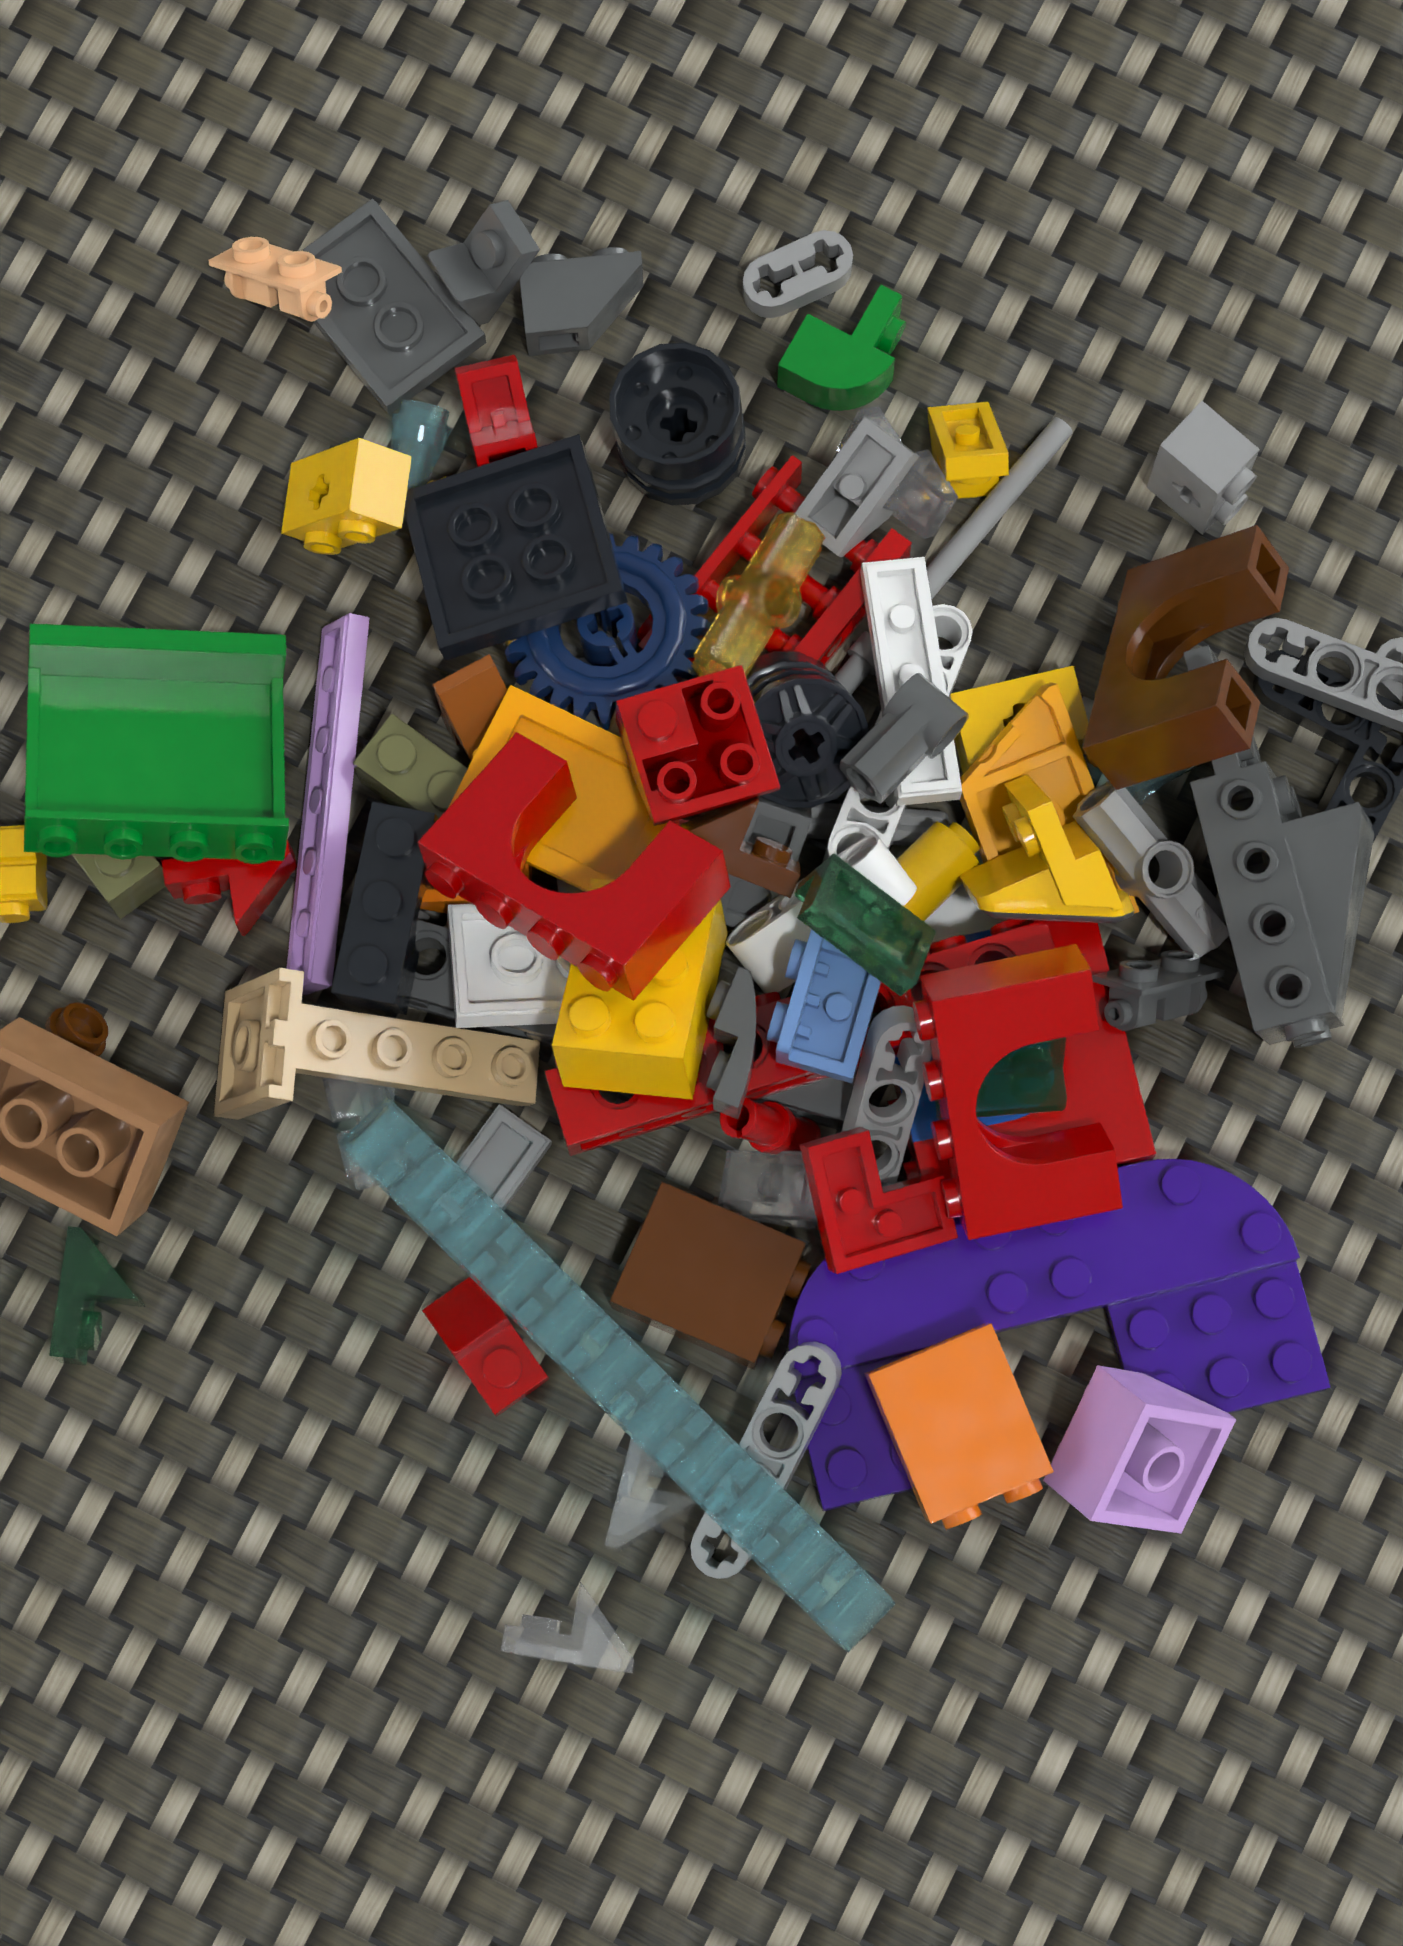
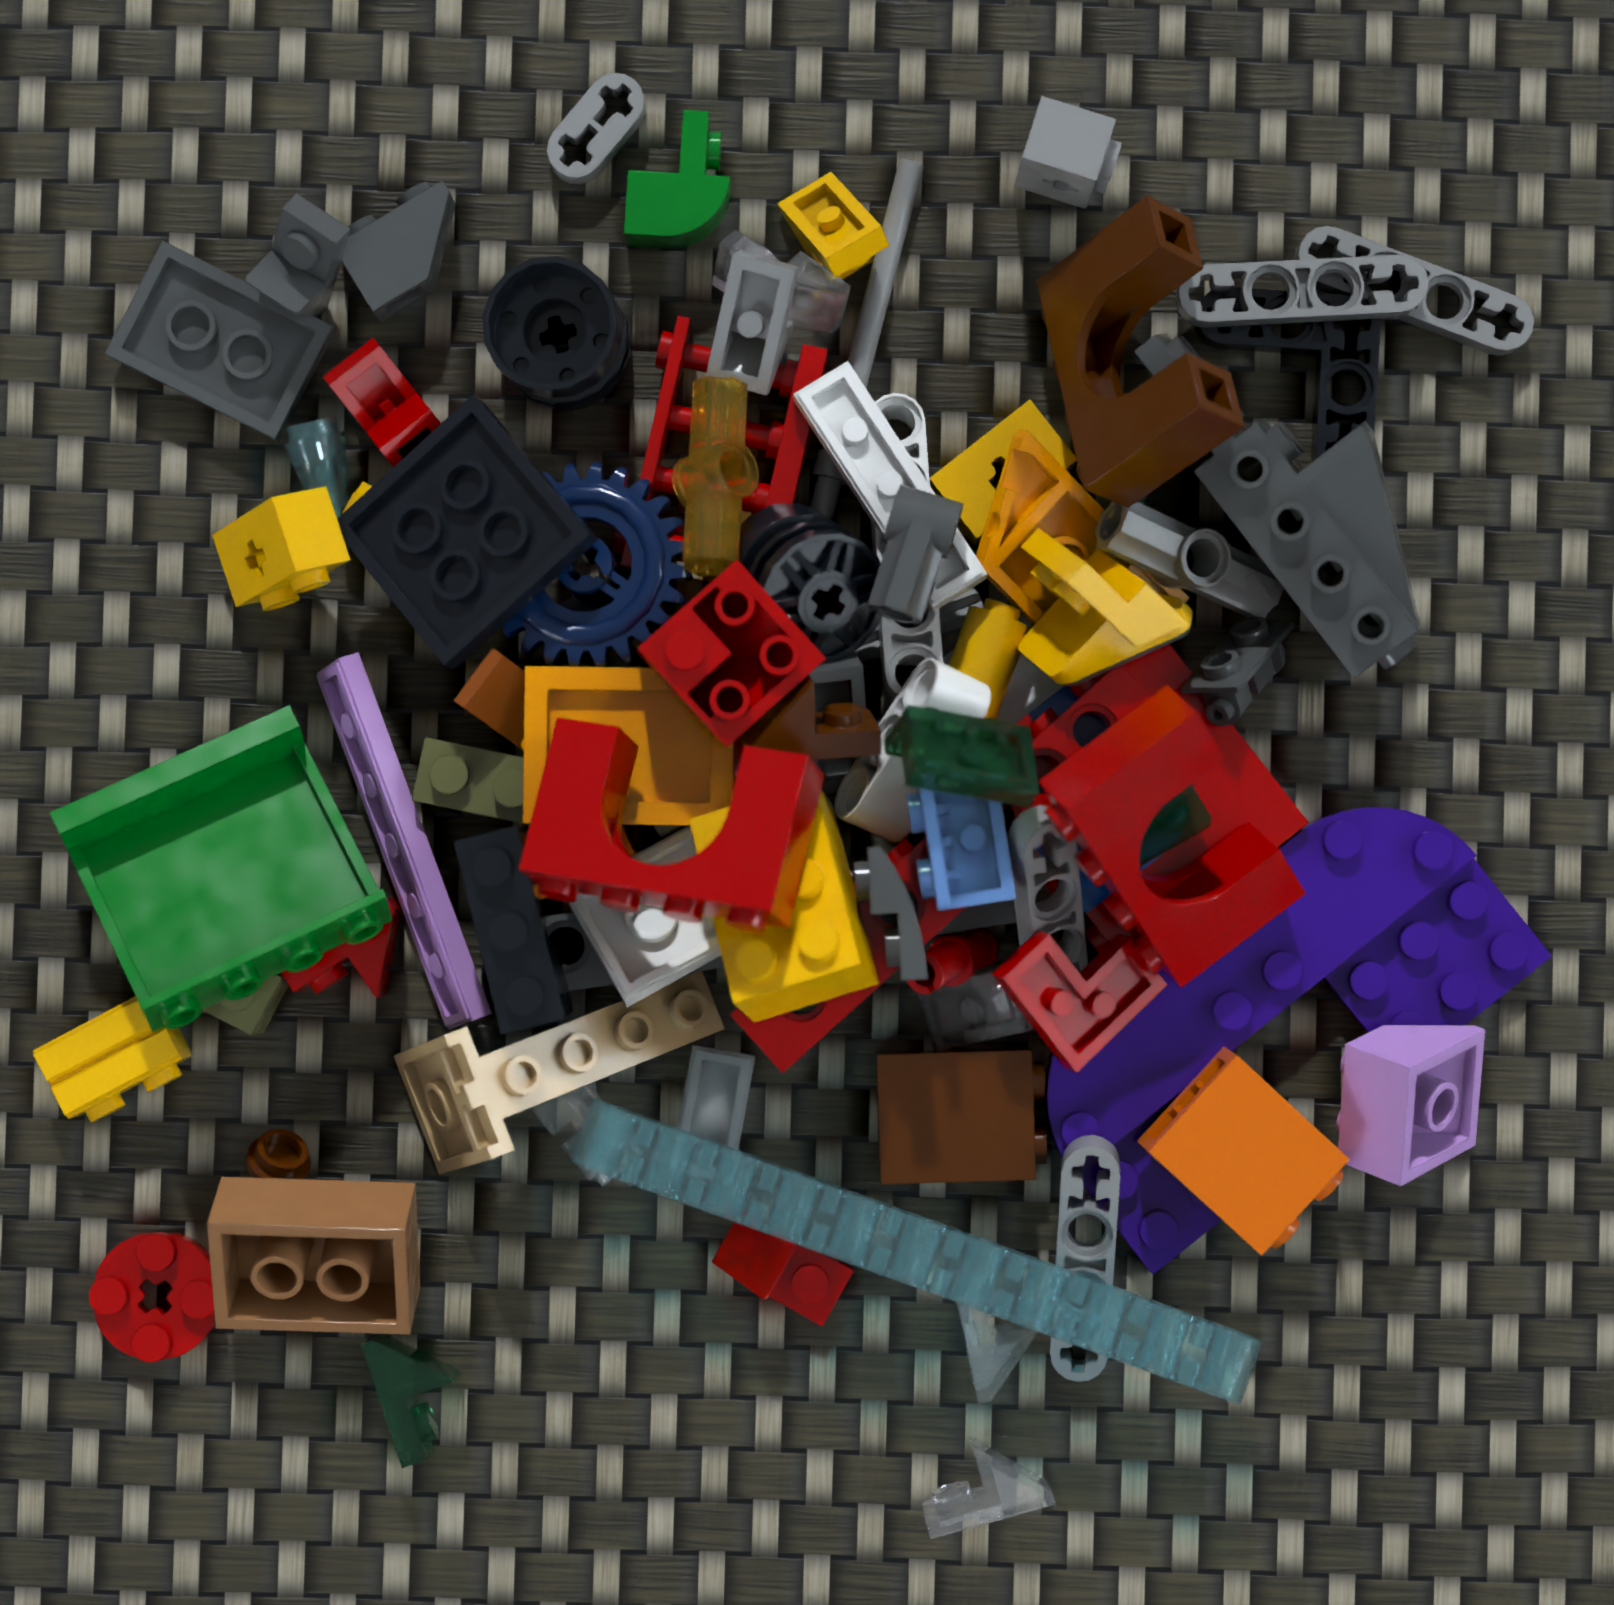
camera: 25 degrees left, 10 degrees up
(277, 276) = (111, 356): light nougat hinge -> none

